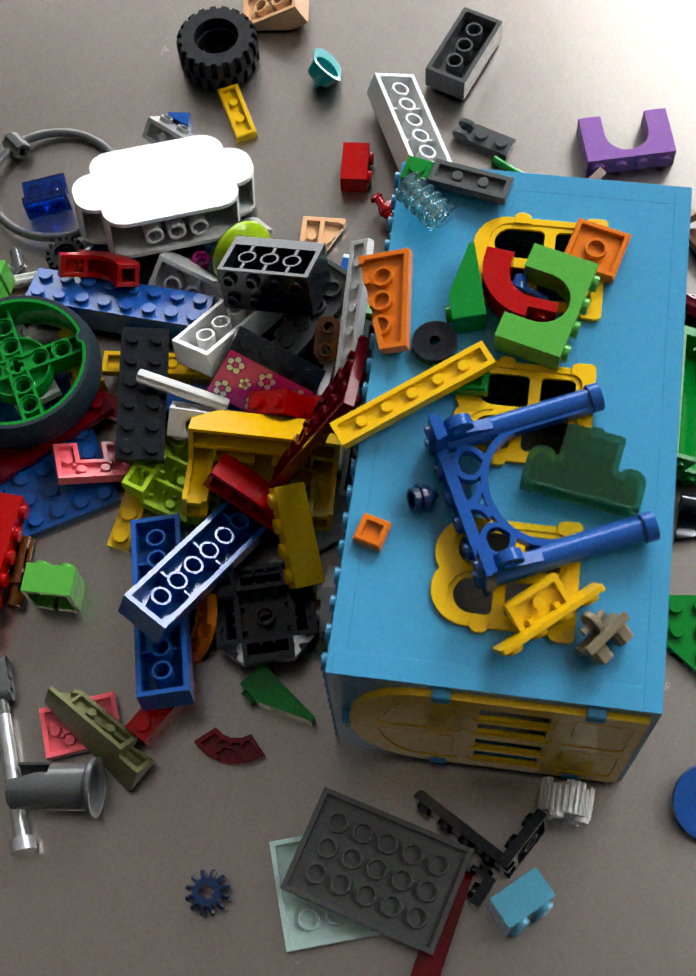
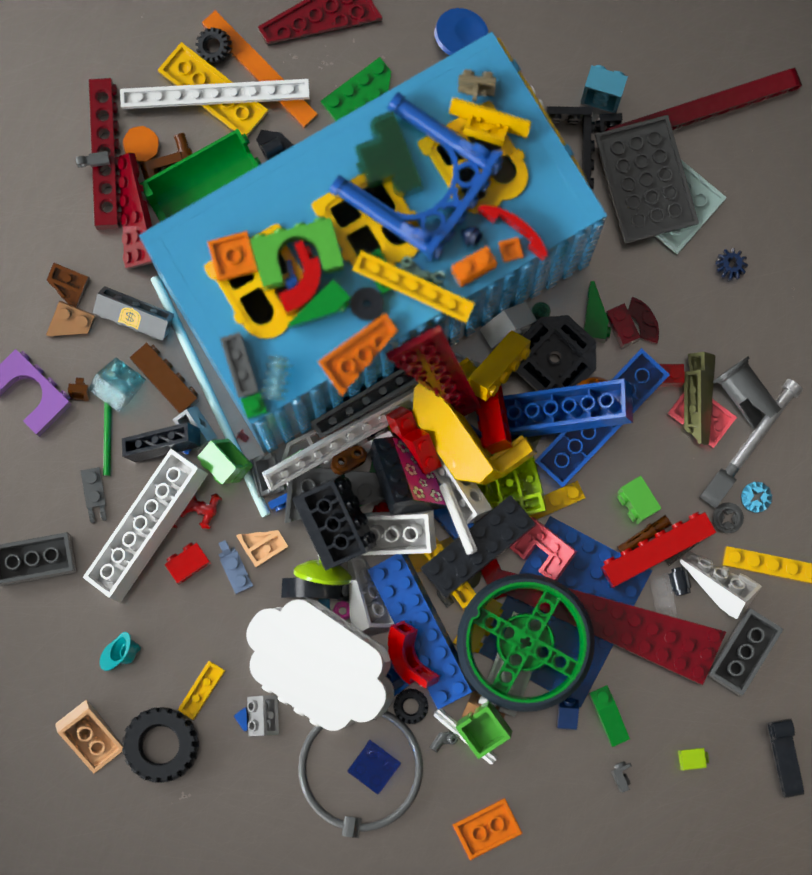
camera: 135 degrees left, 15 degrees up
(240, 716) = (622, 326): none -> dark red brick
(319, 203) = (234, 568): none -> sand blue hinge
(384, 472) = (473, 266): none -> orange brick
(393, 555) = (492, 213): none -> red slope
(418, 420) = (412, 268): none -> sand green arm

